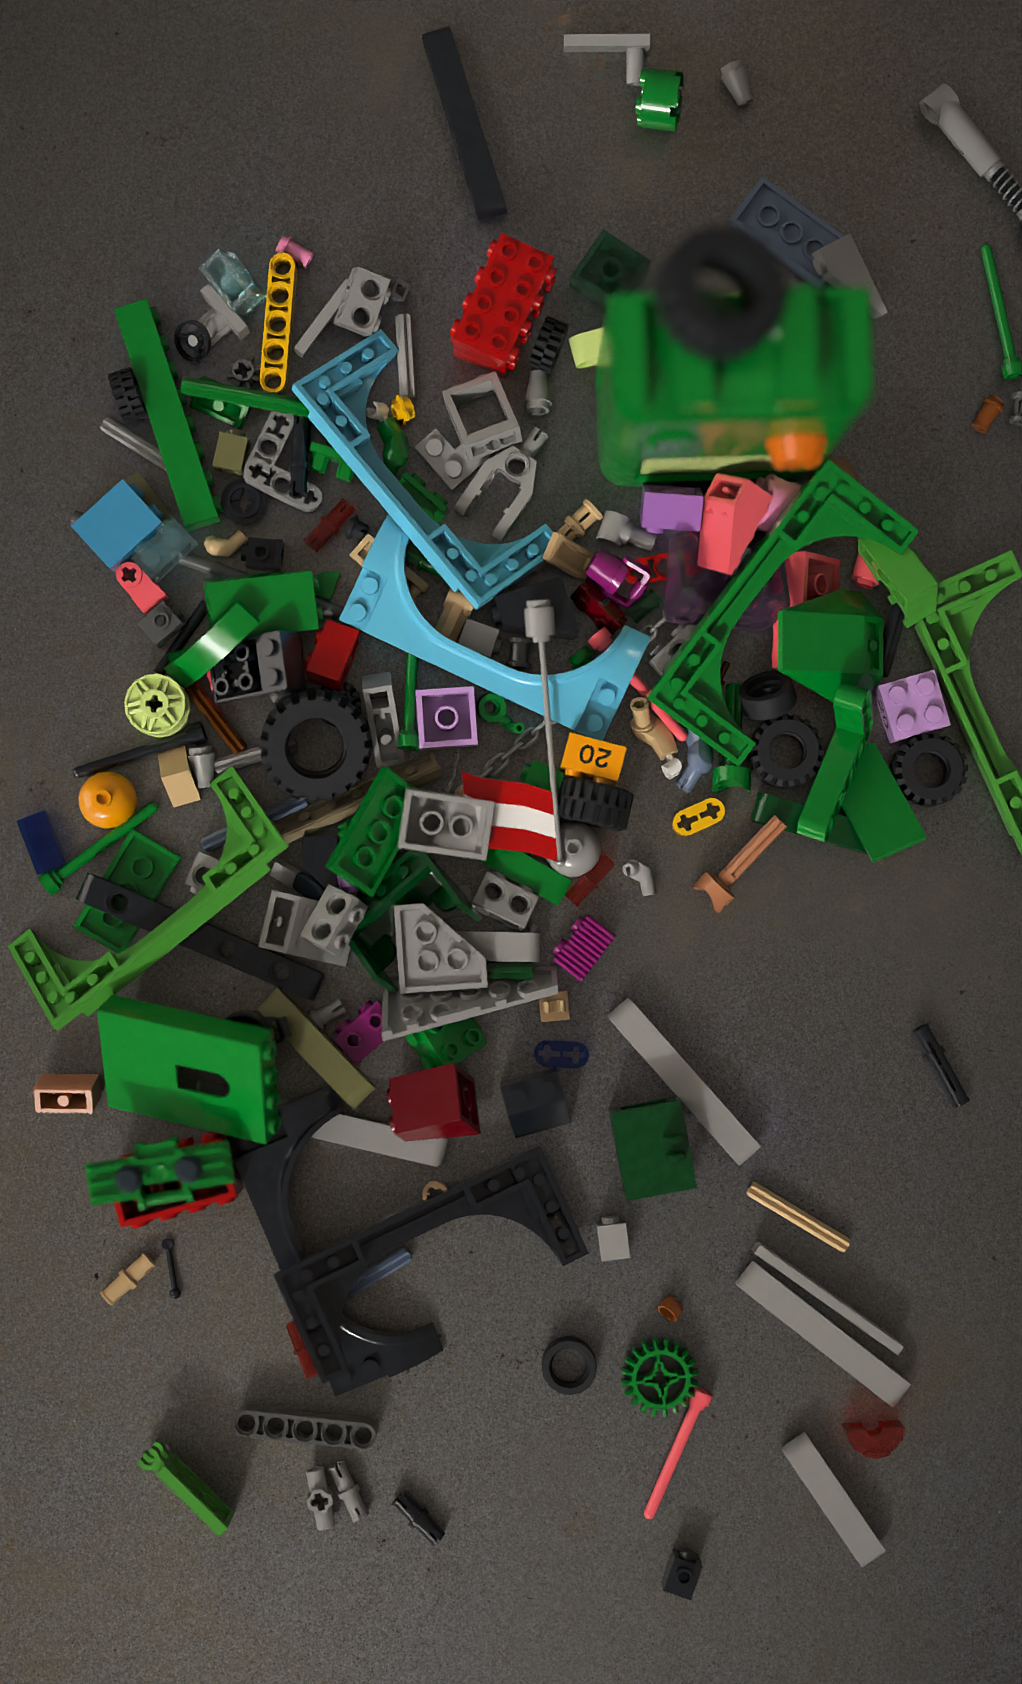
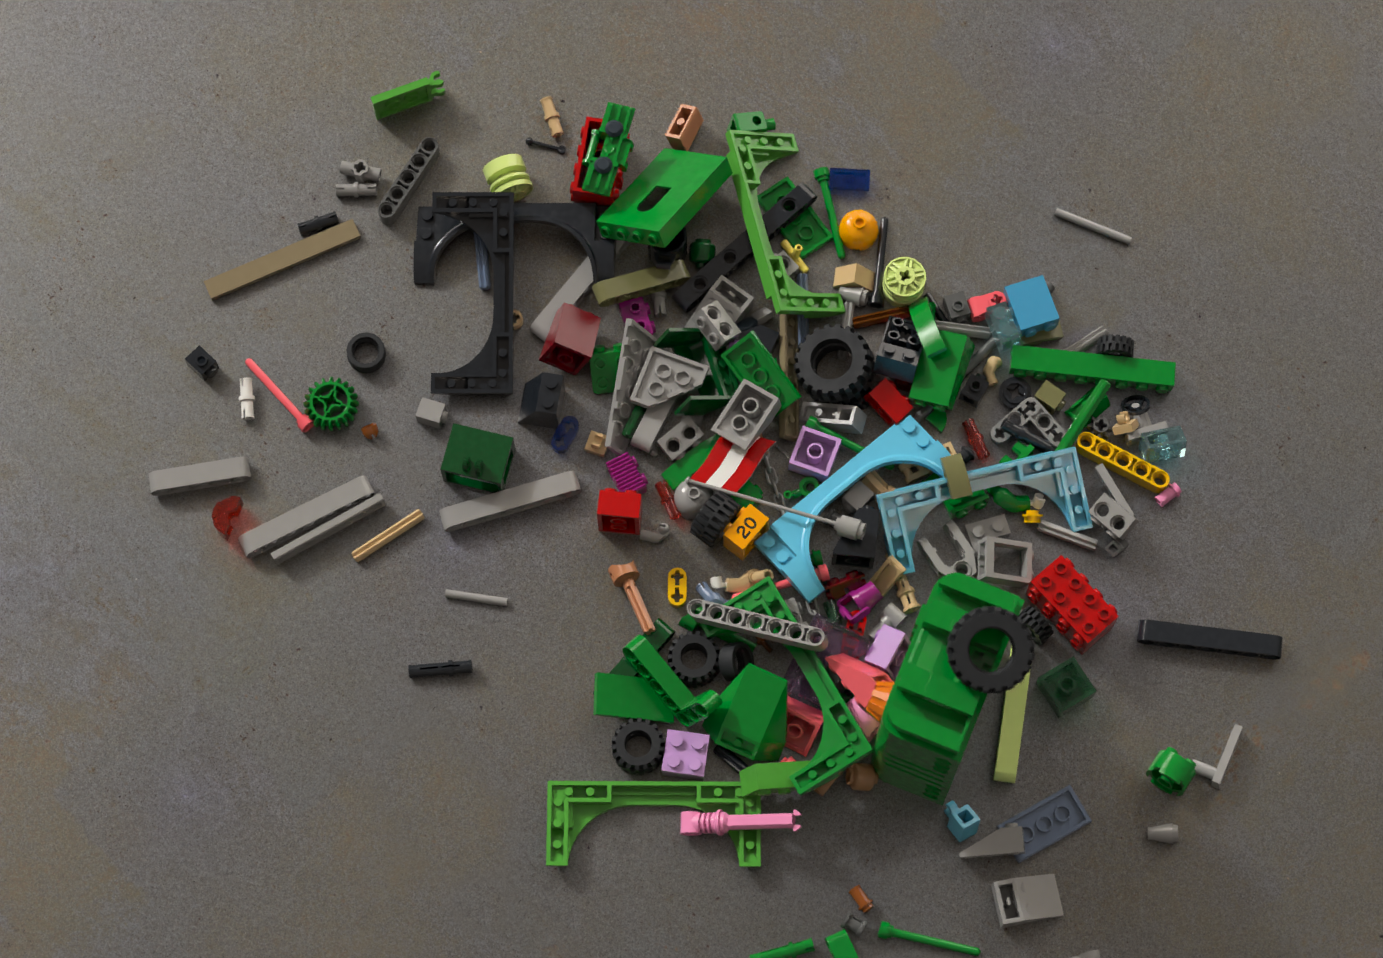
camera: 120 degrees right, 15 degrees down
(24, 1006) = (751, 122): none -> green torso
(181, 866) = (794, 254): none -> light yellow piece
(187, 602) = (965, 329): none -> light grey axle
(227, 340) = (1125, 424): none -> tan tile
(233, 989) = (701, 252): none -> dark green head
(241, 1299) = (508, 175): none -> yellowish green wheel
(405, 517) = (956, 475): none -> olive slope
(489, 1540) = (282, 259): none -> dark tan tile
(644, 930) = (619, 511): none -> red brick
(702, 1490) = (246, 398): none -> white pin
(731, 693) = (766, 629): none -> light grey beam
(827, 1065) = (476, 597): none -> light grey bar
(899, 212) = (1026, 899): none -> light grey slope
(981, 624) = (720, 822): none -> bright pink piece

